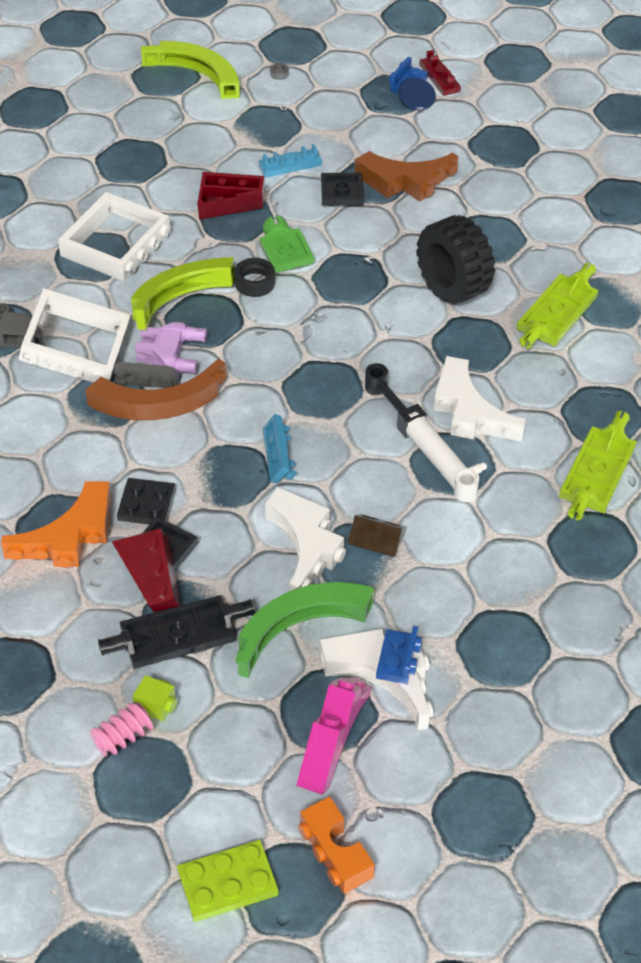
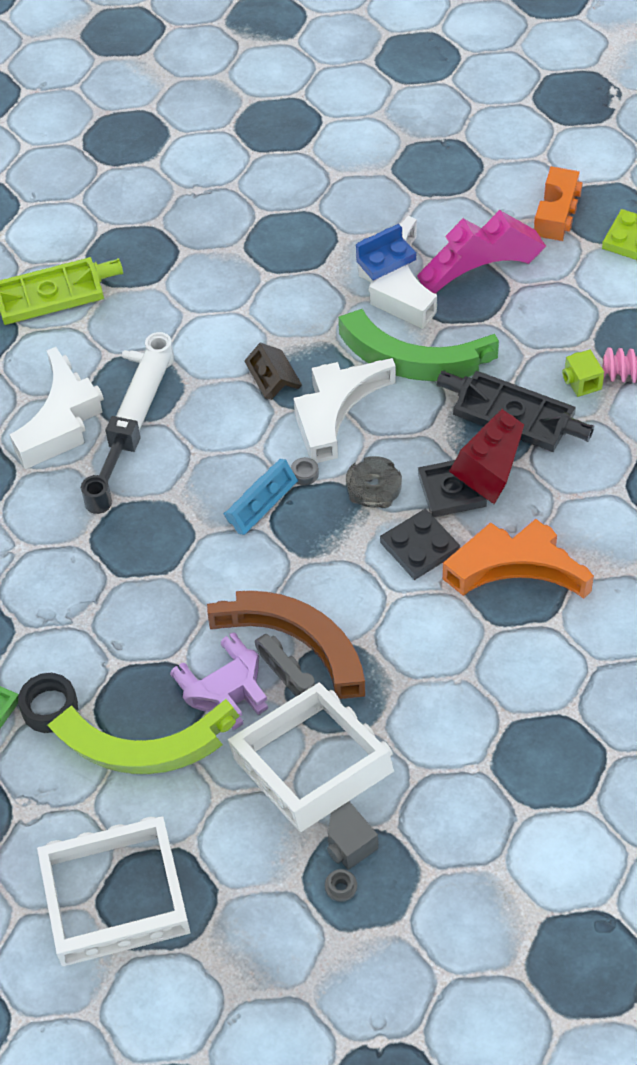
camera: 130 degrees left, 5 degrees up
(218, 524) = (373, 495): none -> clear smoke plate
(270, 486) = (305, 470): none -> flat silver tile

